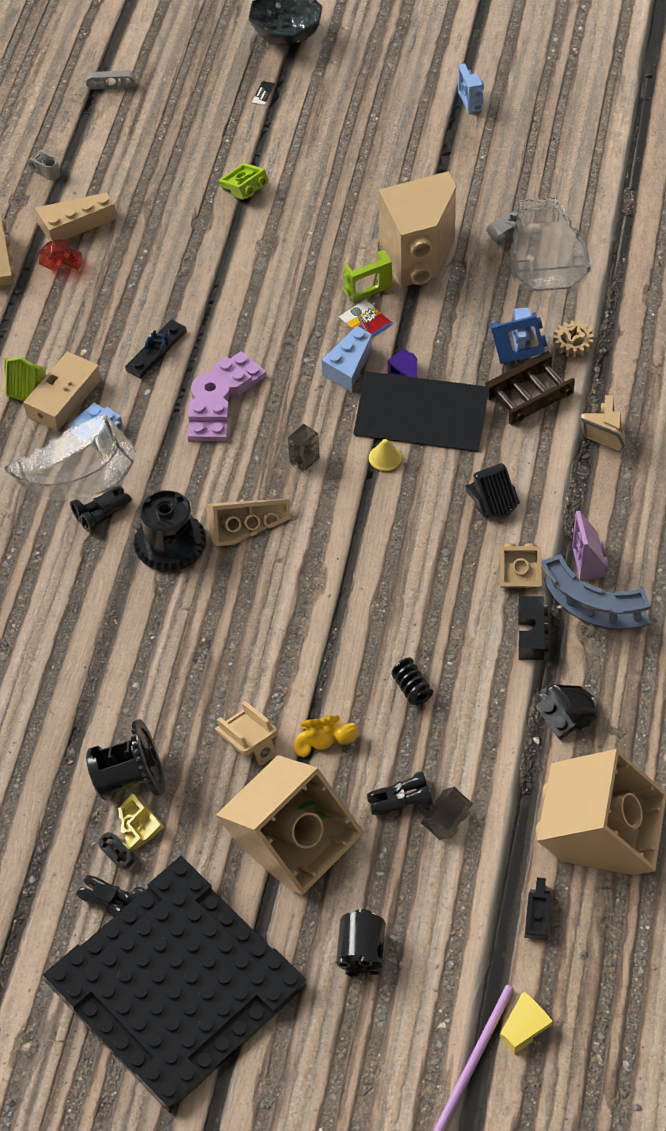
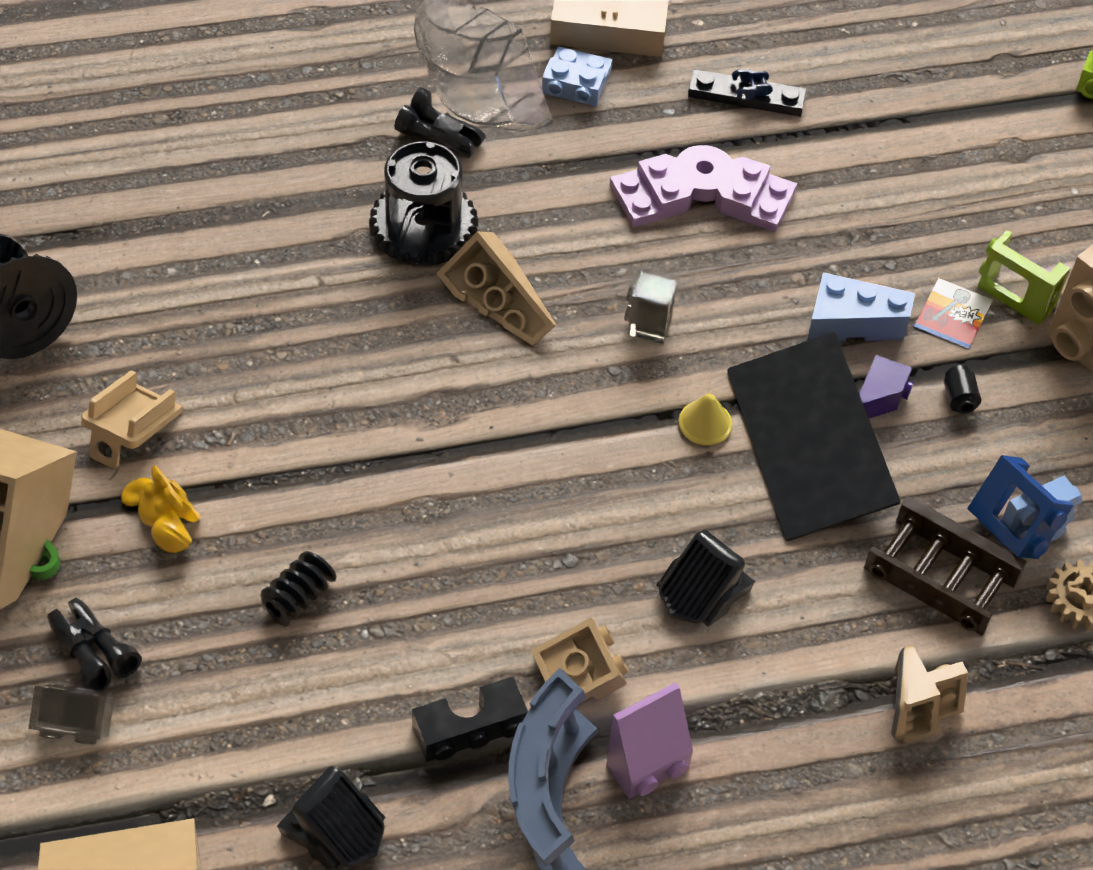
camera: 60 degrees right, 0 degrees up
(423, 335) = (962, 389): none -> black brick

